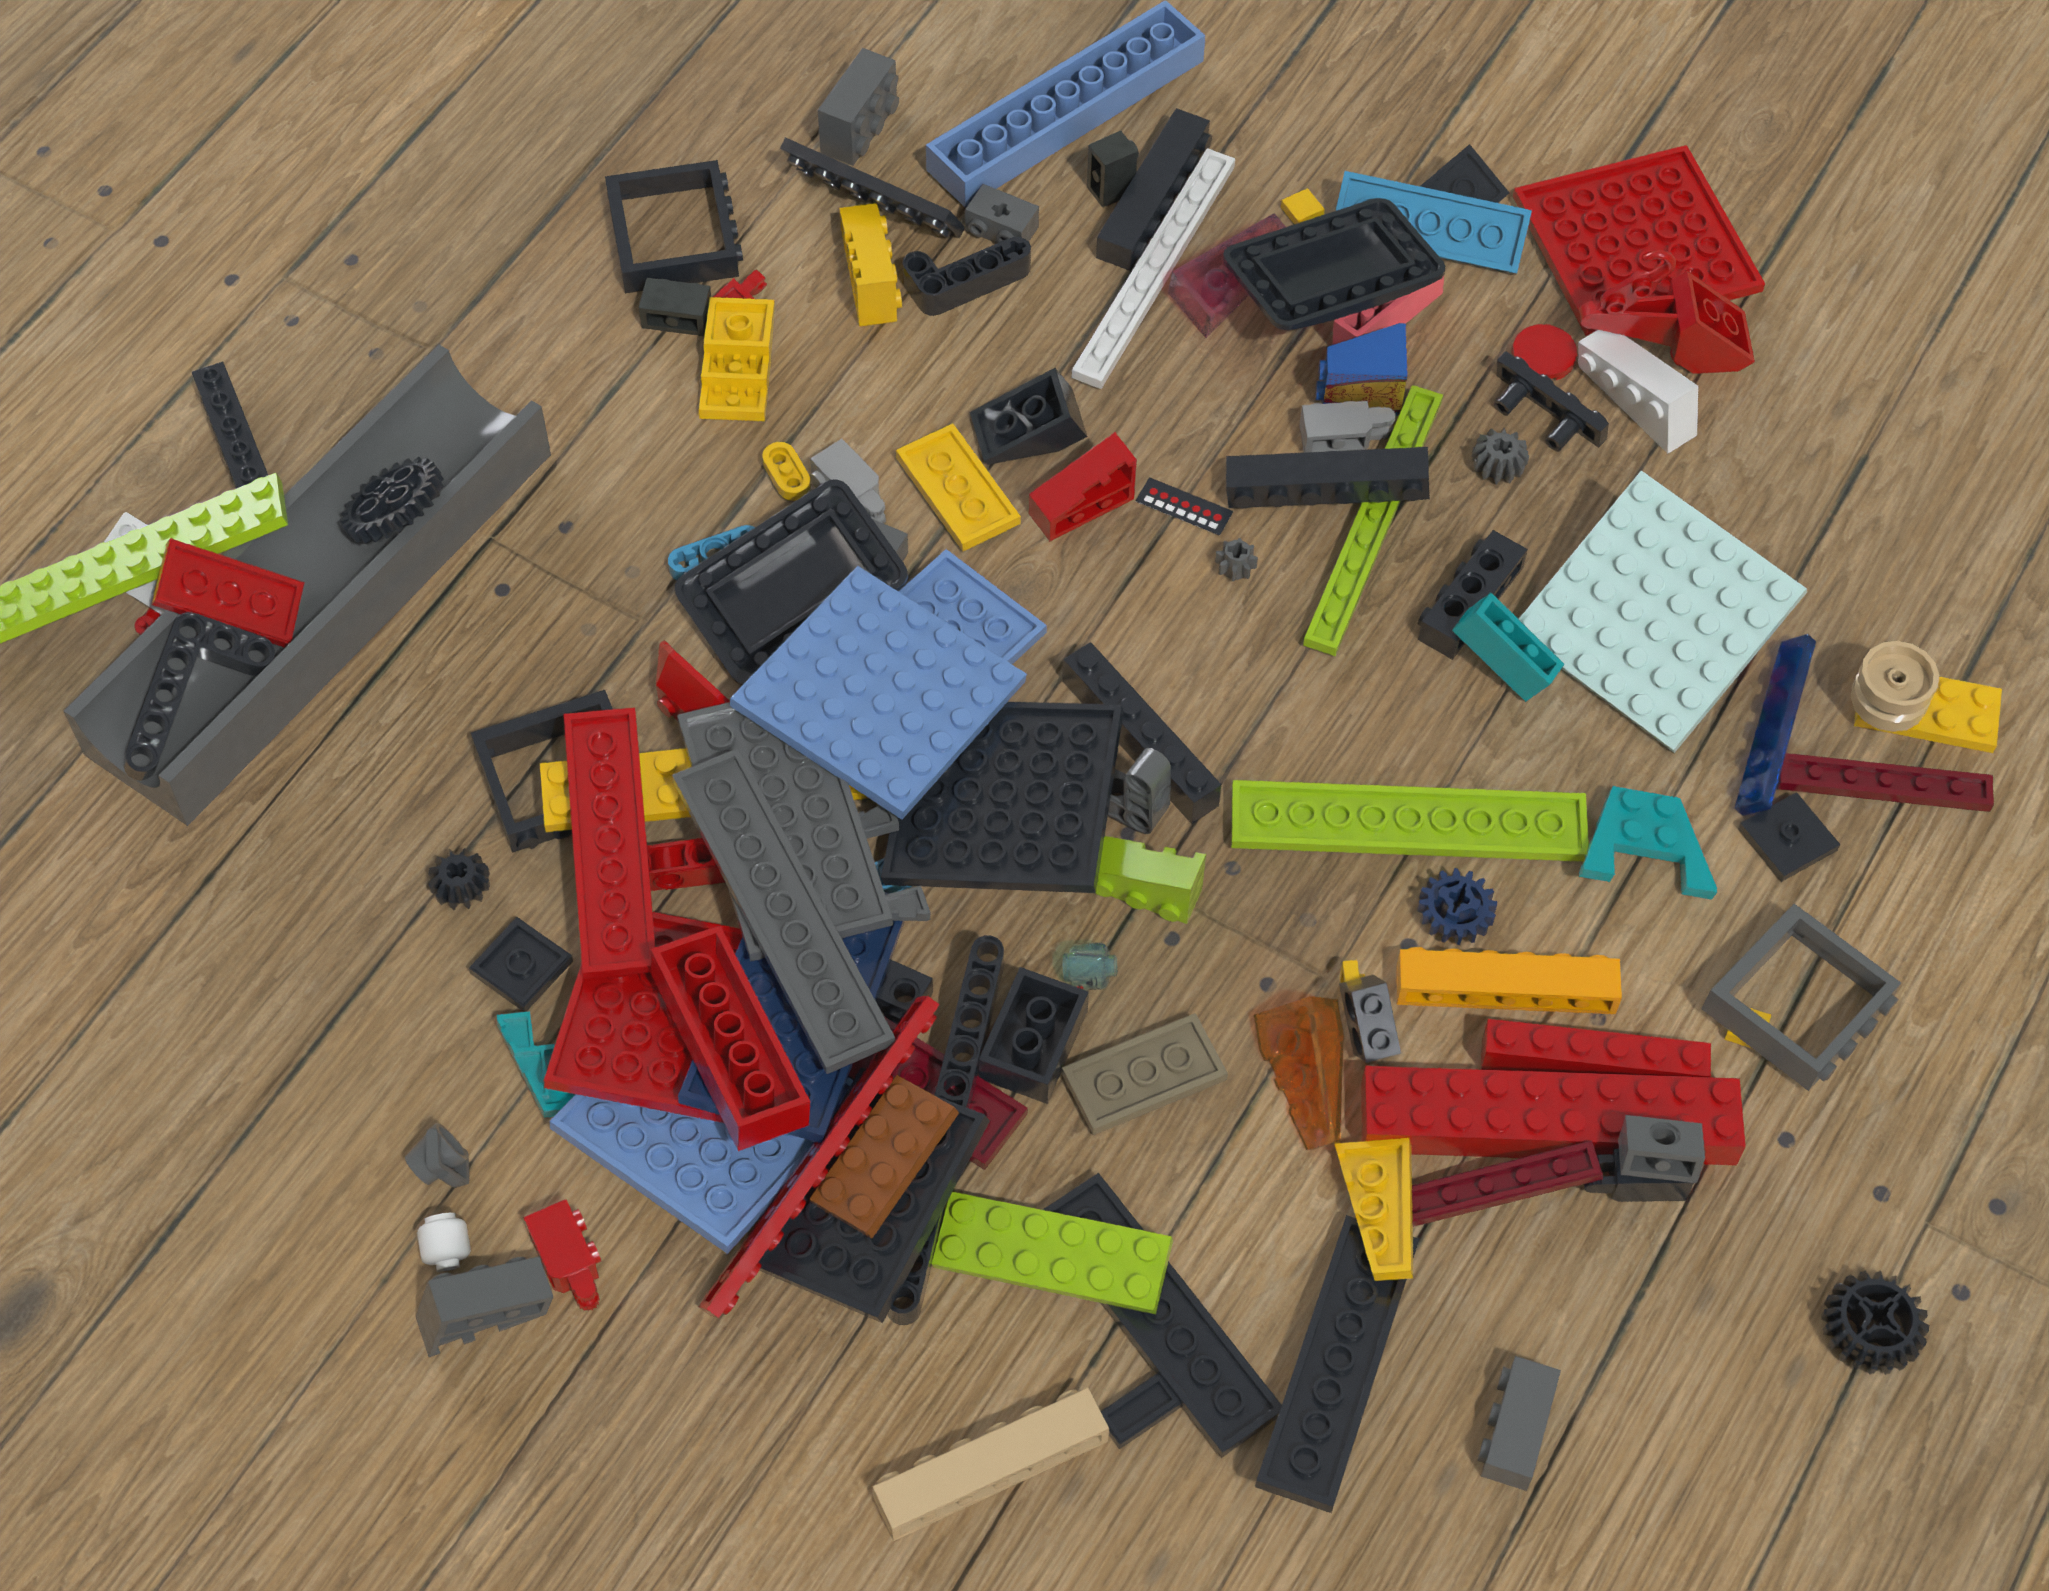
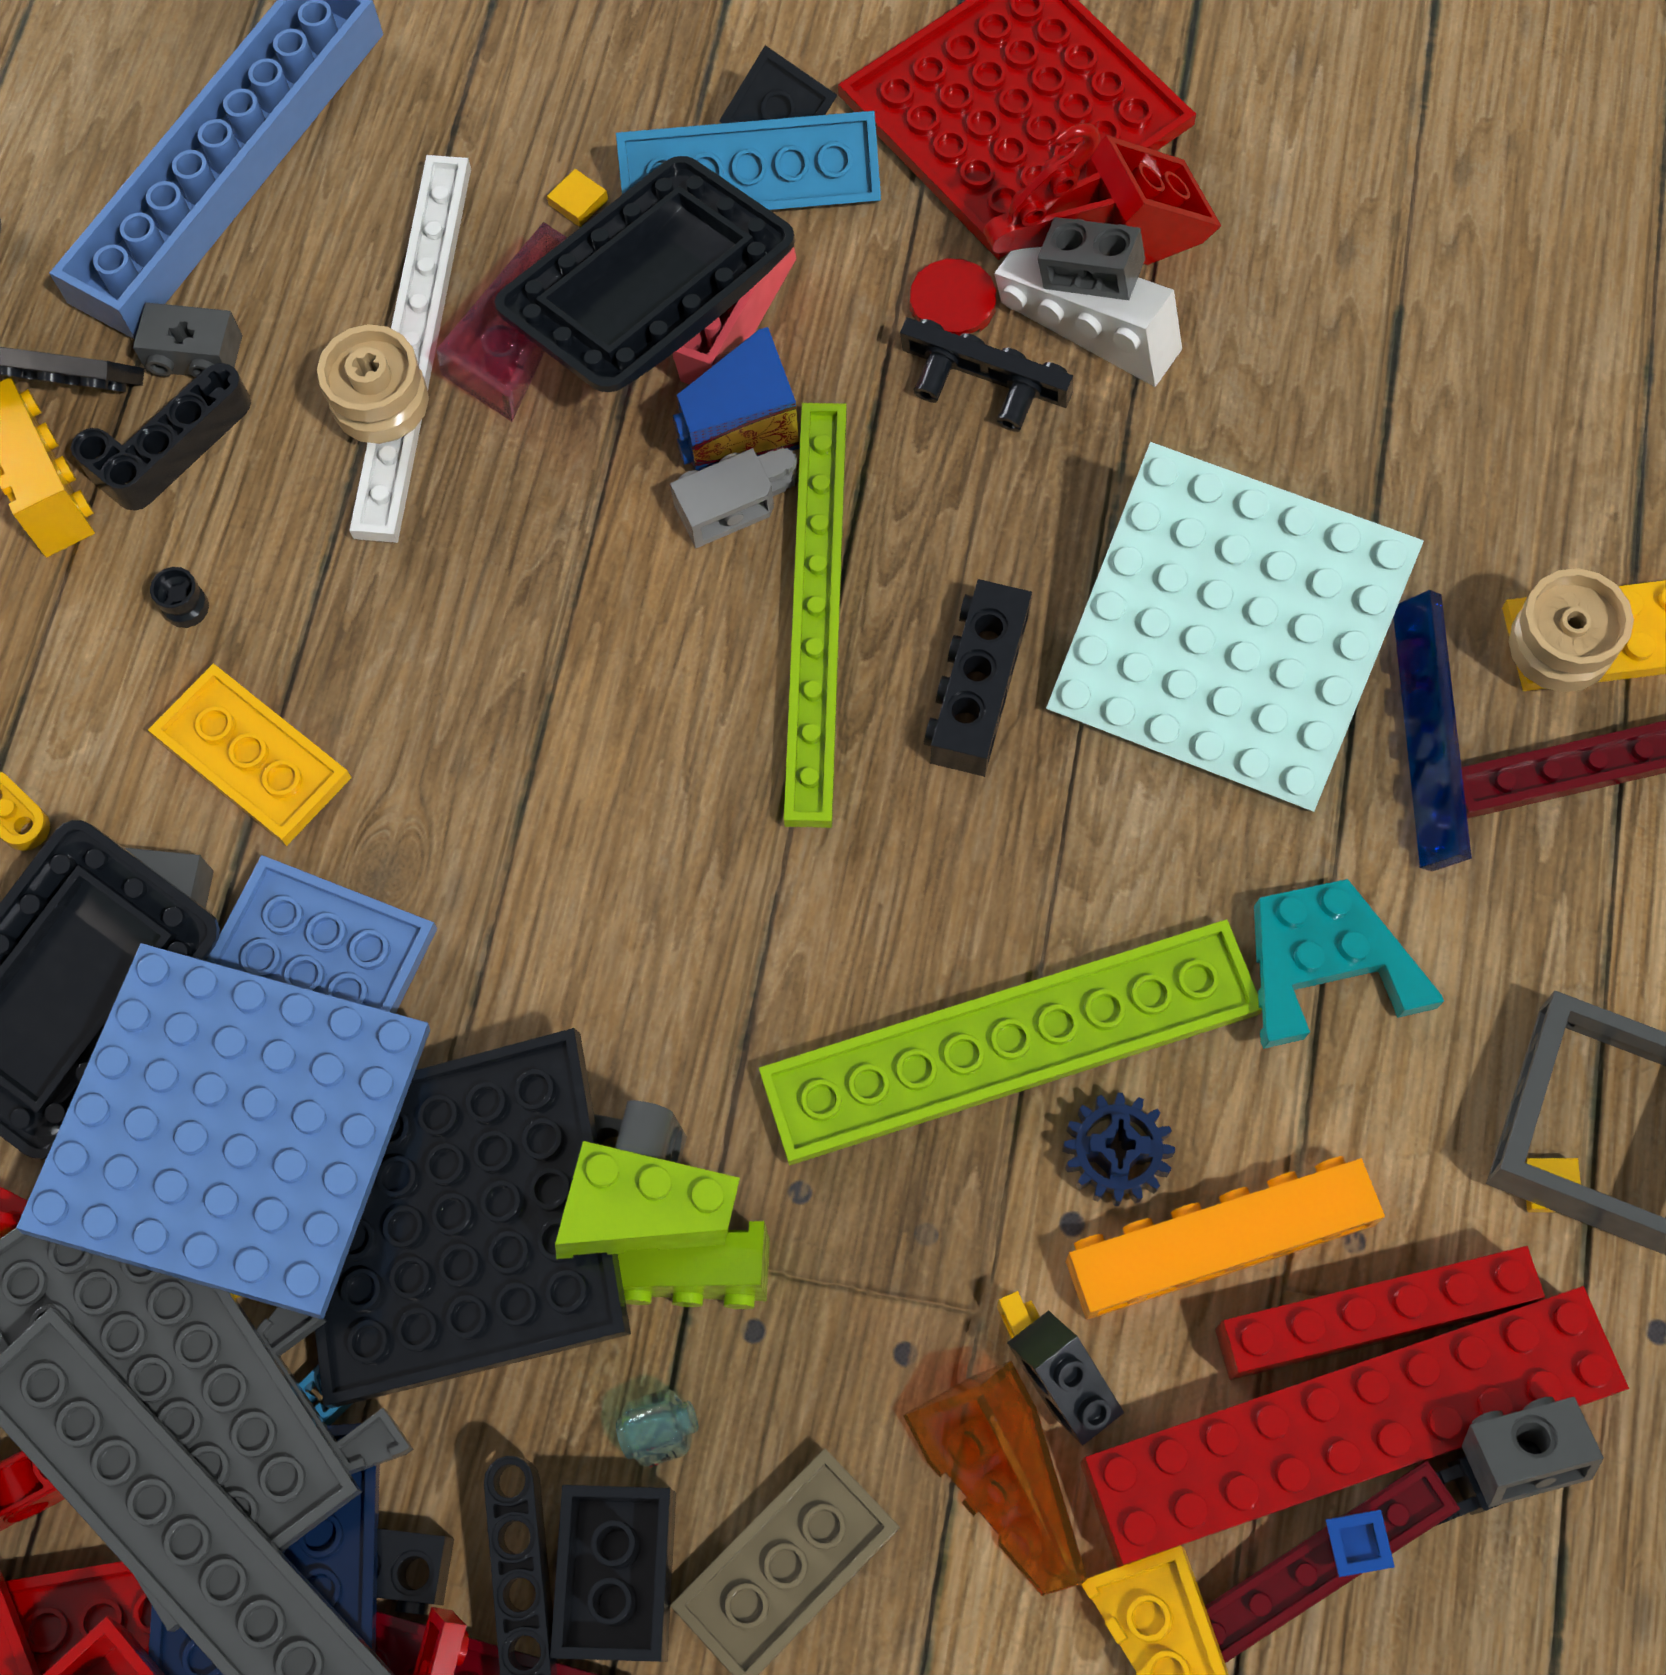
camera: 15 degrees left, 10 degrees up
(844, 464) = (95, 793): light grey hinge -> none
(943, 376) = (179, 597): none -> black wheel
(1029, 420) = (315, 623): black slope -> none
(1085, 489) = (421, 702): red wedge -> none
(1096, 681) = (614, 1040): black brick -> none
(1111, 167) = (310, 224): pearl dark grey brick -> none
(1121, 280) = (373, 383): none -> tan wheel
(1133, 812) = (642, 1203): none -> lime wedge
(1153, 189) = (376, 224): black brick -> none
(1184, 506) = (562, 674): black sticker -> none
(1236, 559) = (652, 721): dark grey gear -> none
(1327, 477) = (737, 577): black brick -> none
(1500, 455) = (948, 465): dark grey gear -> none
(1508, 647) = (1057, 746): teal brick -> none
(1527, 1168) = (1359, 1543): none -> blue plate
(1648, 348) = (1091, 258): none -> dark grey brick
(1789, 836) = (1503, 884): black plate -> none

